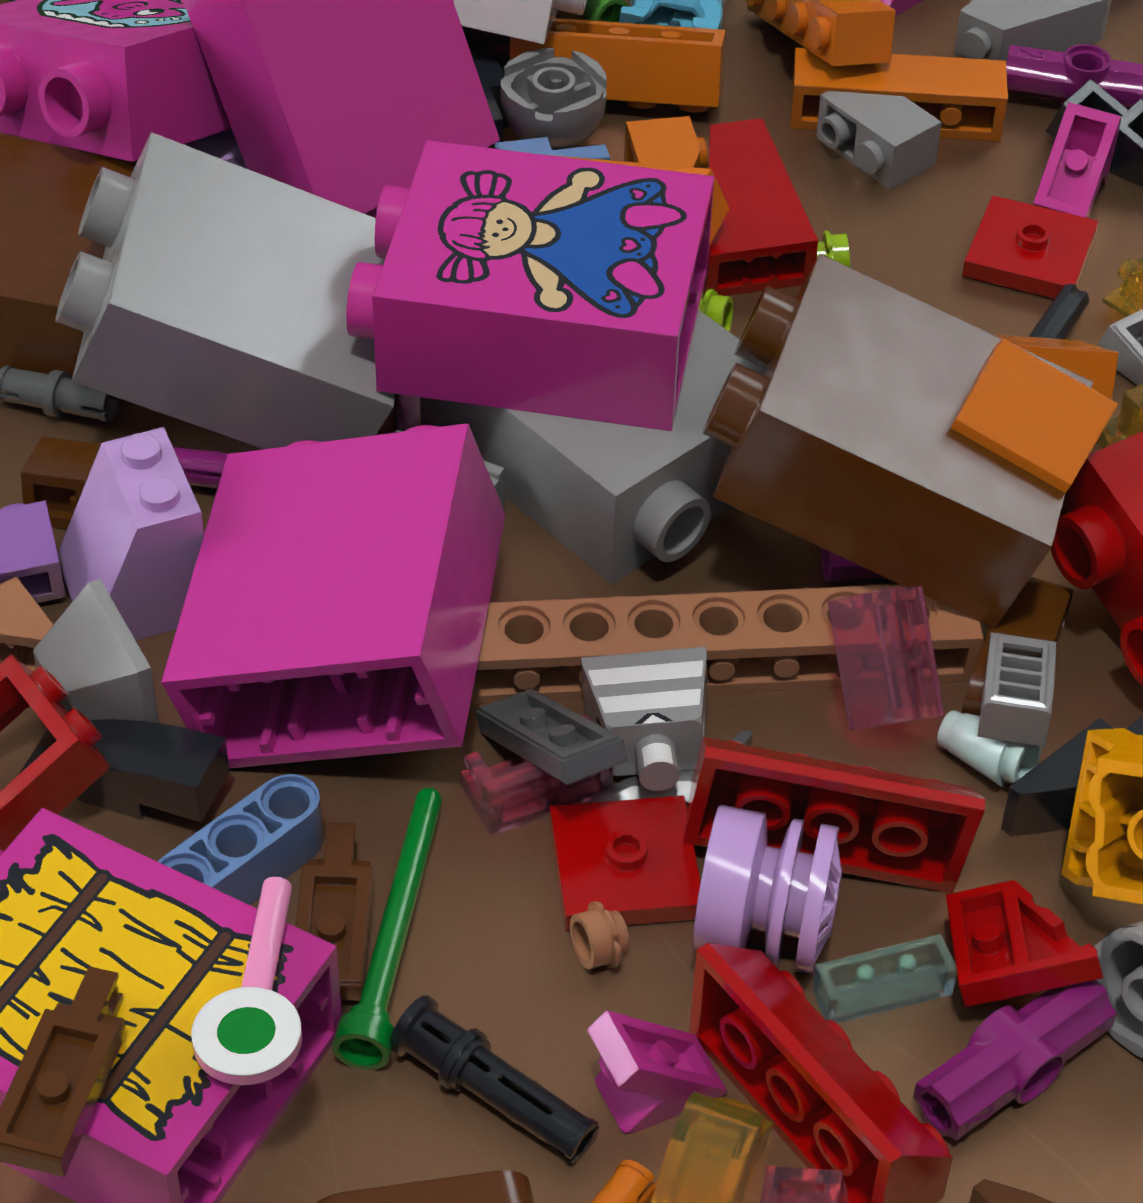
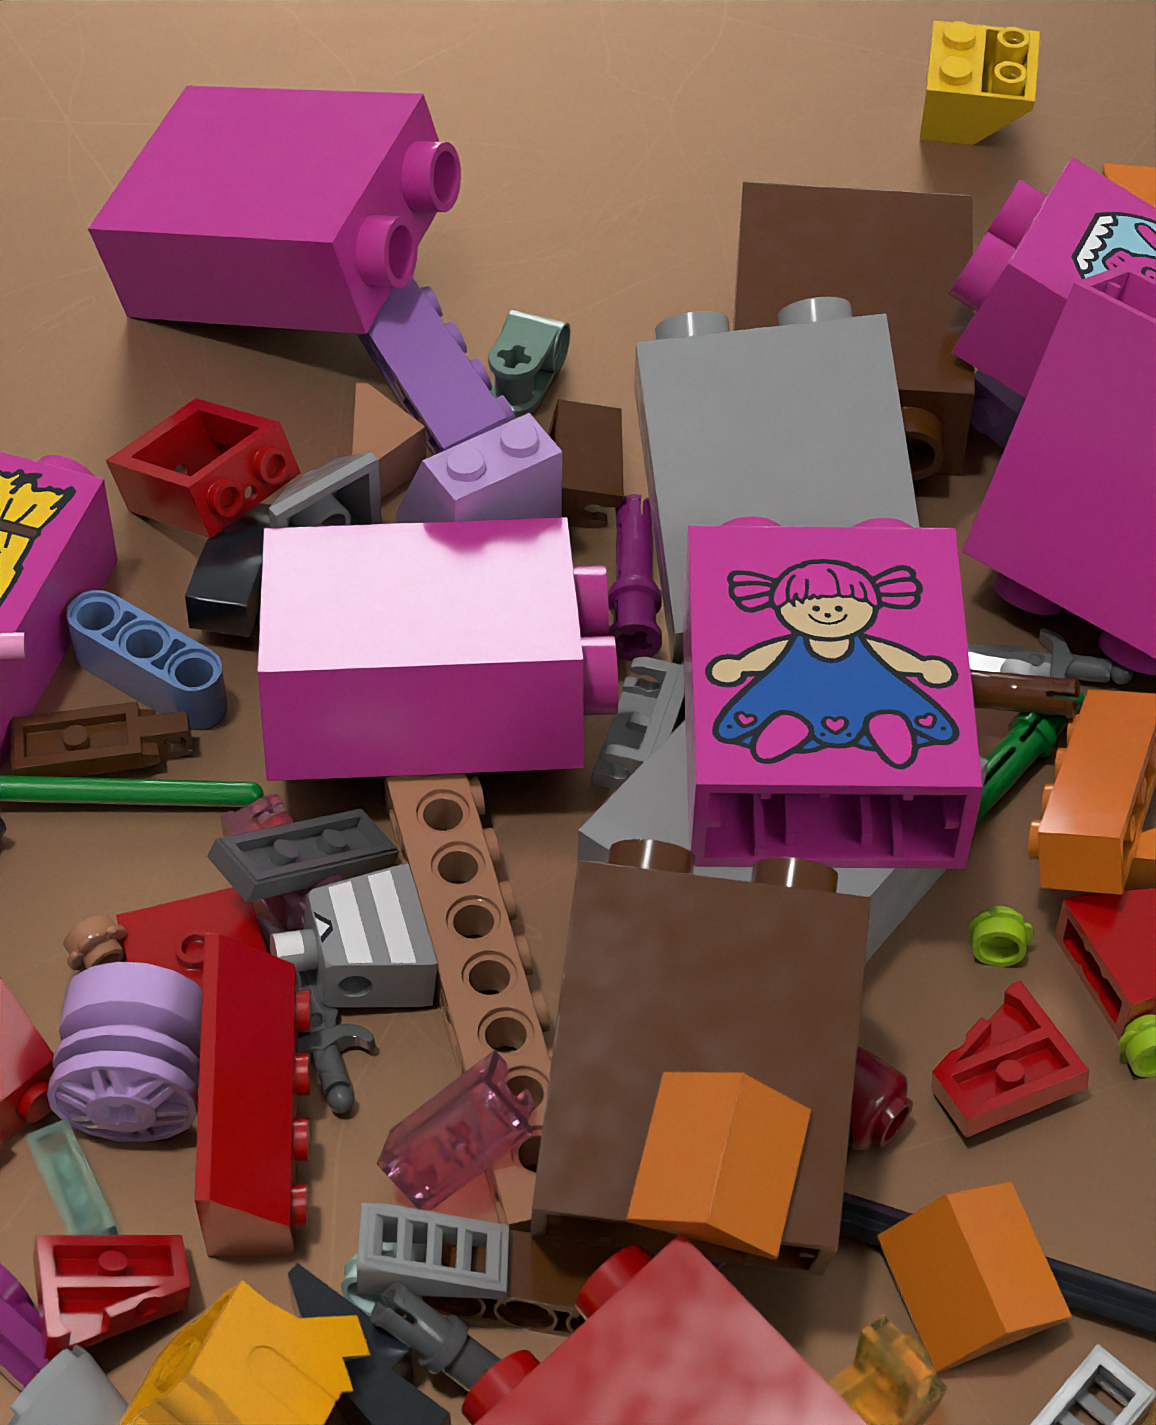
camera: 80 degrees right, 5 degrees up
(1088, 701) = (437, 1339): none -> dark grey pin

